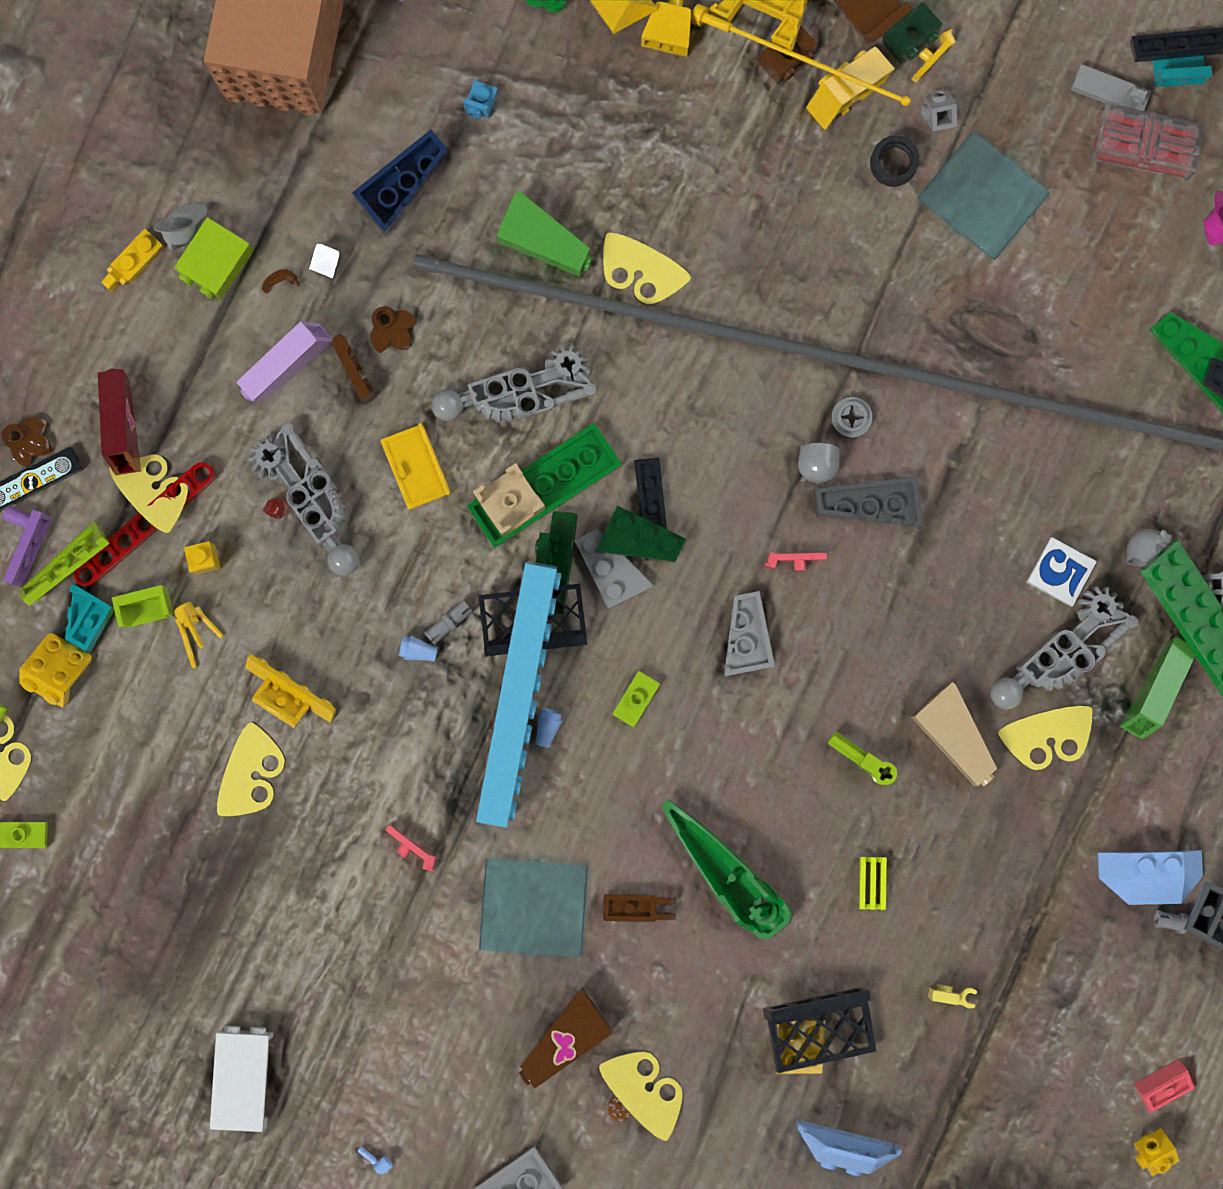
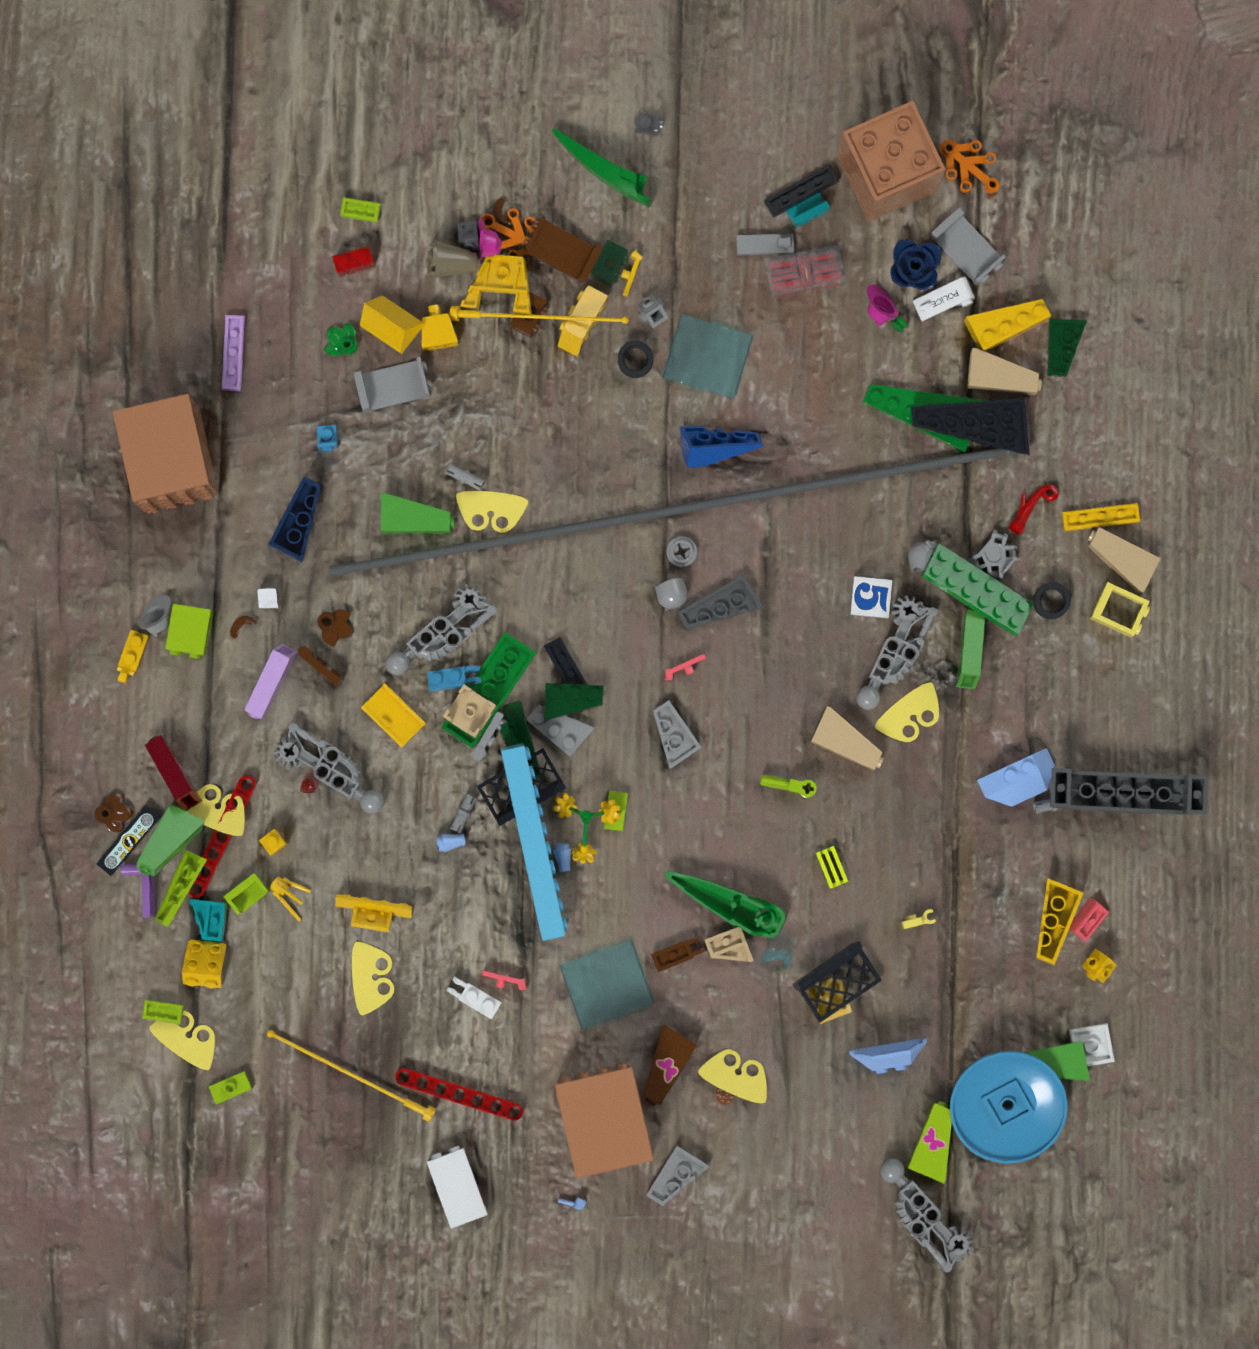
camera: 25 degrees left, 0 degrees up
(75, 499) = (171, 835): none -> bright green slope
(245, 971) = (427, 1112): none -> yellow piece
(307, 968) = (449, 1094): none -> red beam
(365, 855) = (476, 998): none -> white hinge
(454, 1081) = (603, 1120): none -> nougat container
(506, 451) = (452, 678): none -> dark azure hinge
(518, 542) = (488, 738): none -> light grey hinge
(586, 70) = (392, 385): none -> light grey panel
(626, 698) = (608, 812): none -> yellow plant
(627, 216) = (465, 477): none -> light grey pin
(705, 926) = (729, 946): none -> tan wing
(754, 960) = (773, 954): none -> clear light blue bracket
(937, 304) = (707, 447): none -> blue wedge
(1127, 1071) = (1058, 913): none -> yellow wedge

